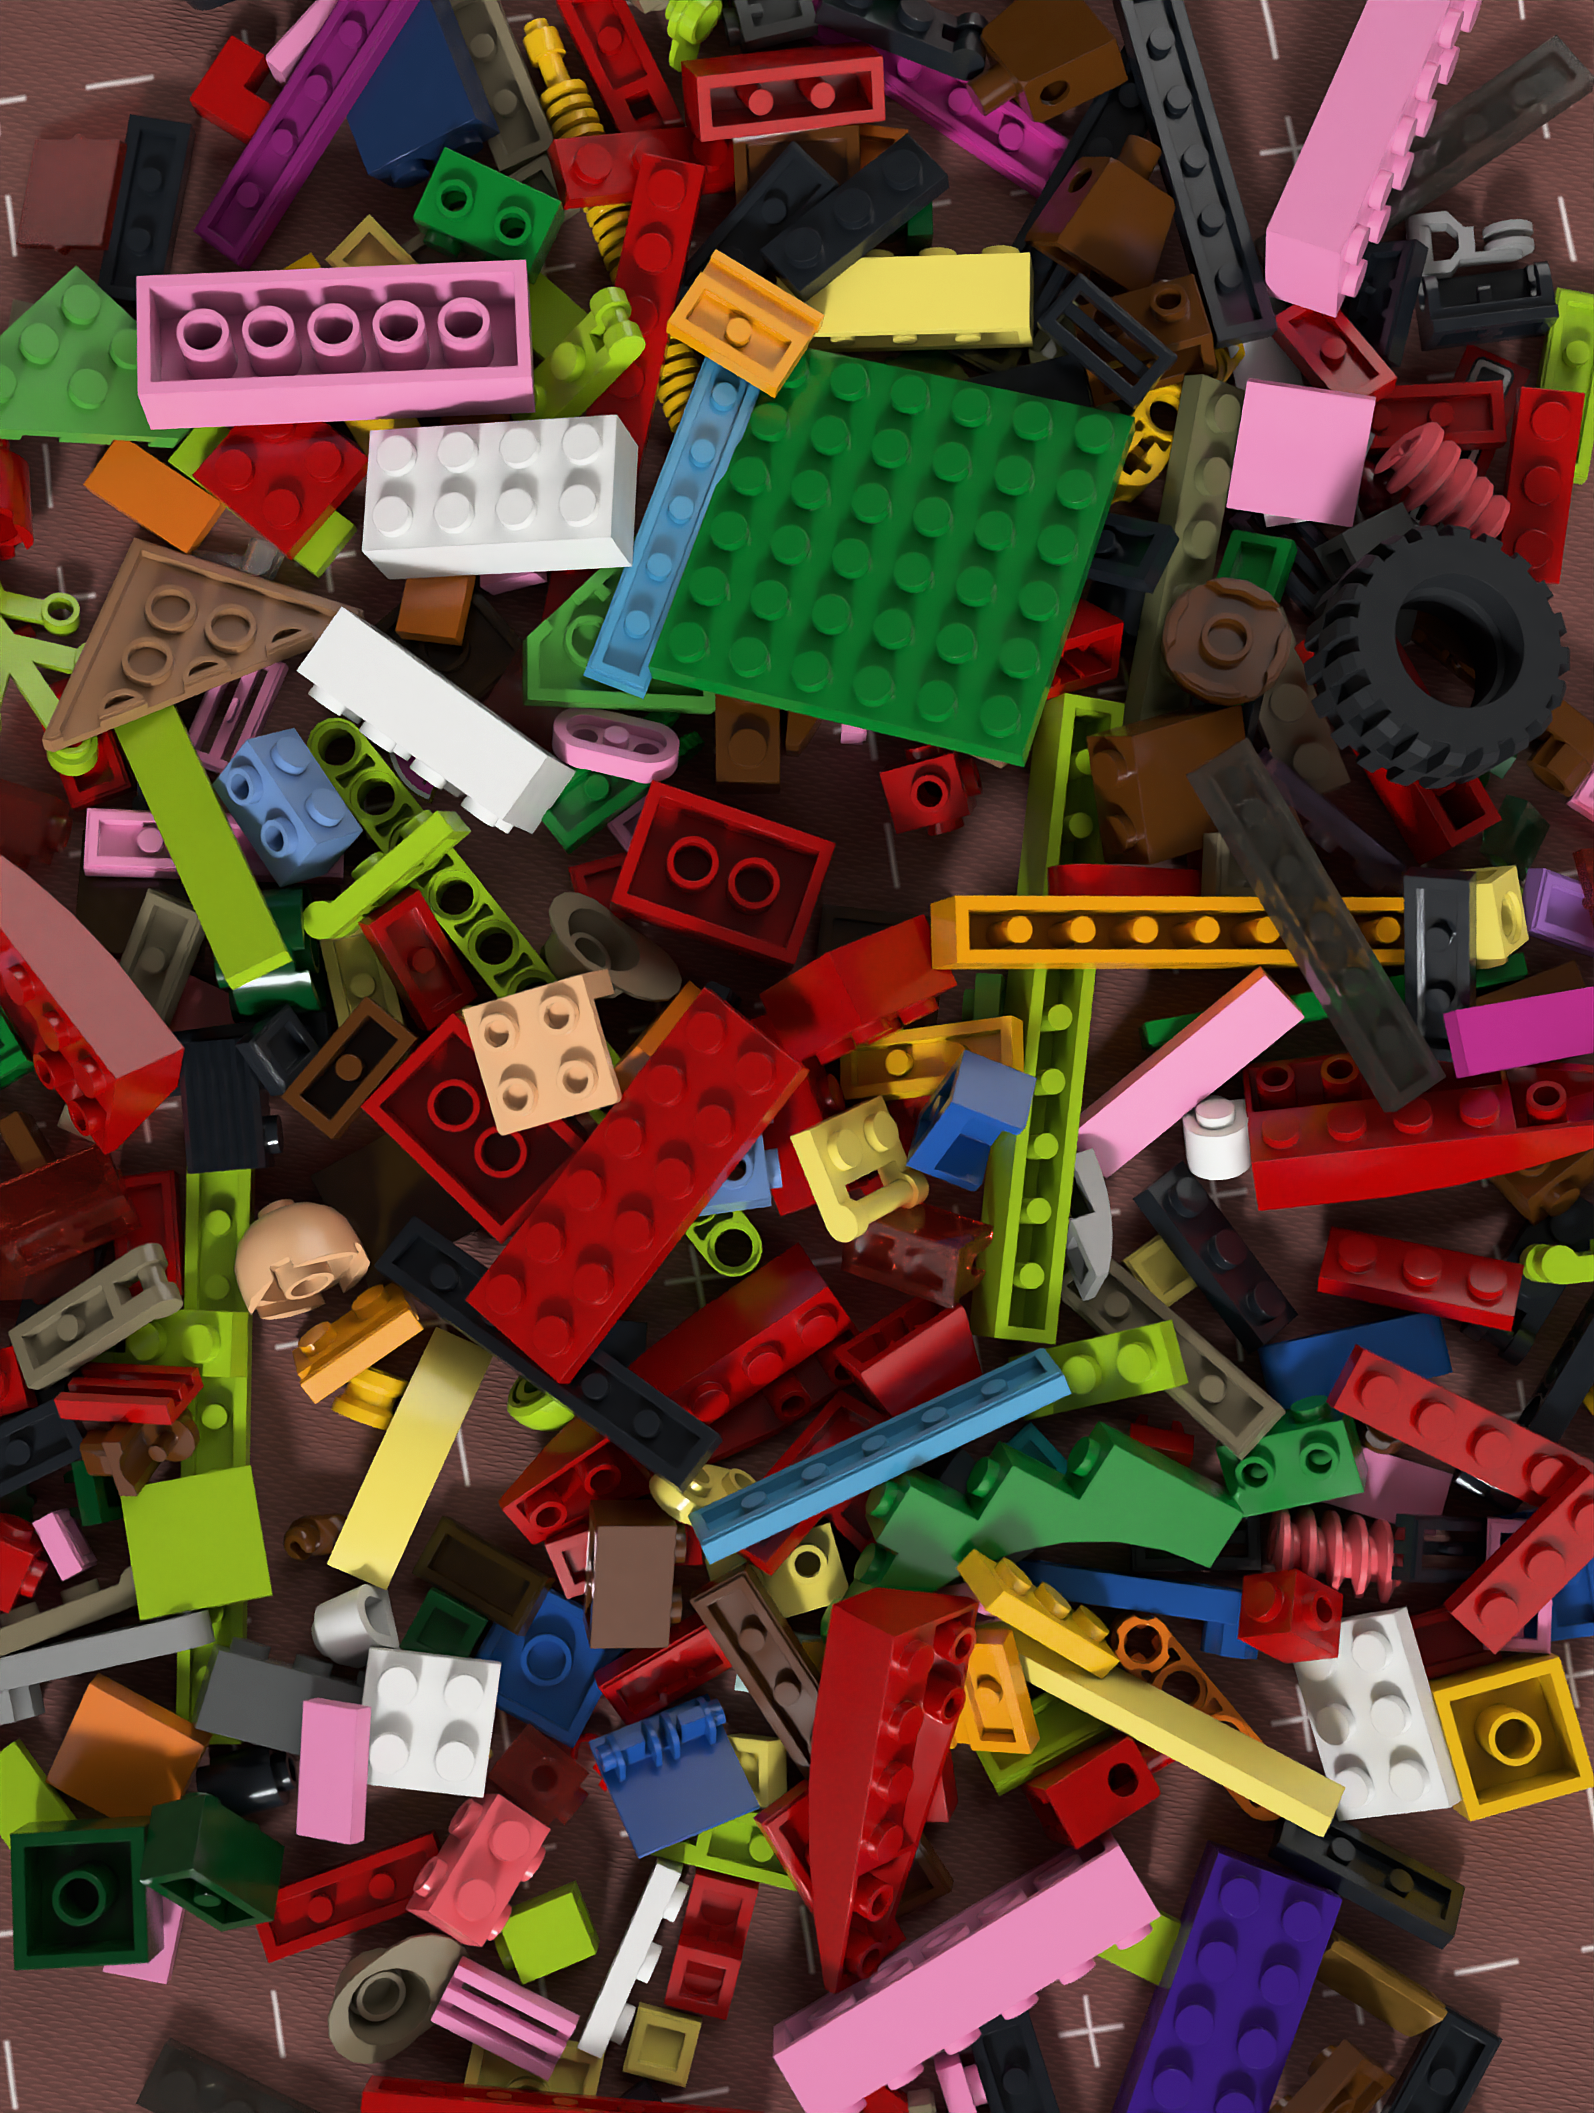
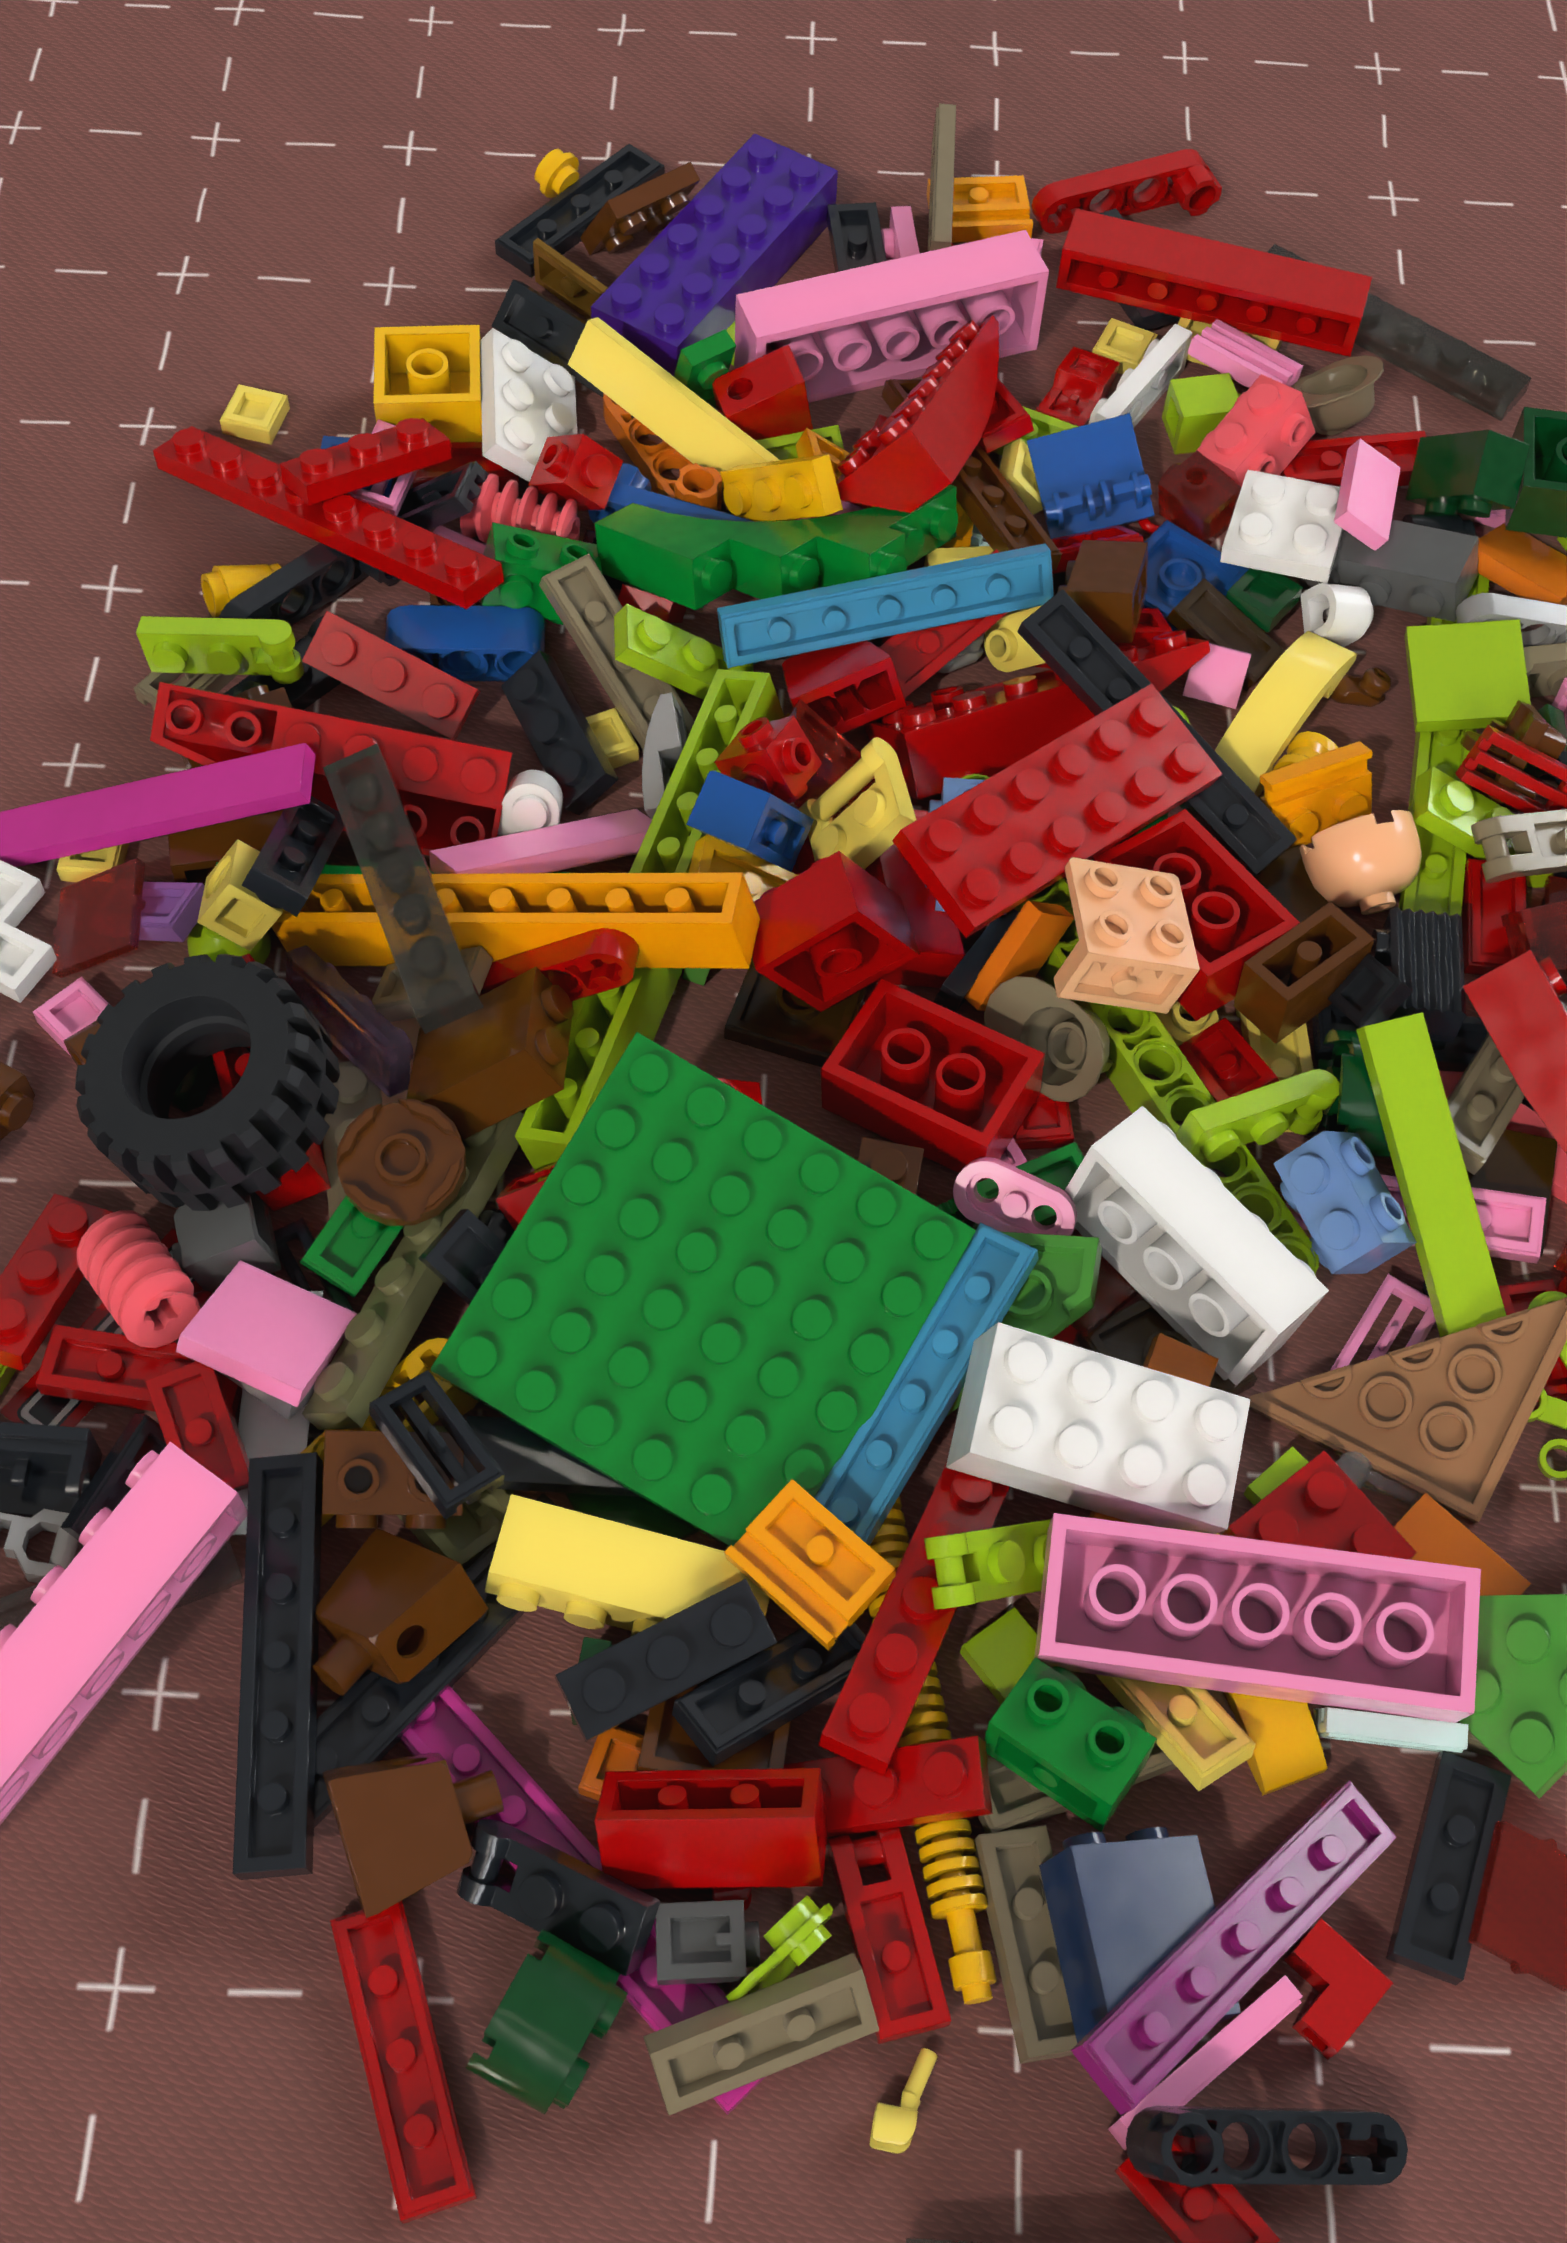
camera: 170 degrees left, 25 degrees down
(478, 1514) = (1218, 676): none -> bright pink tile
(966, 1193) = (771, 758): none -> red brick
(1176, 1816) = (704, 363): none -> green plate

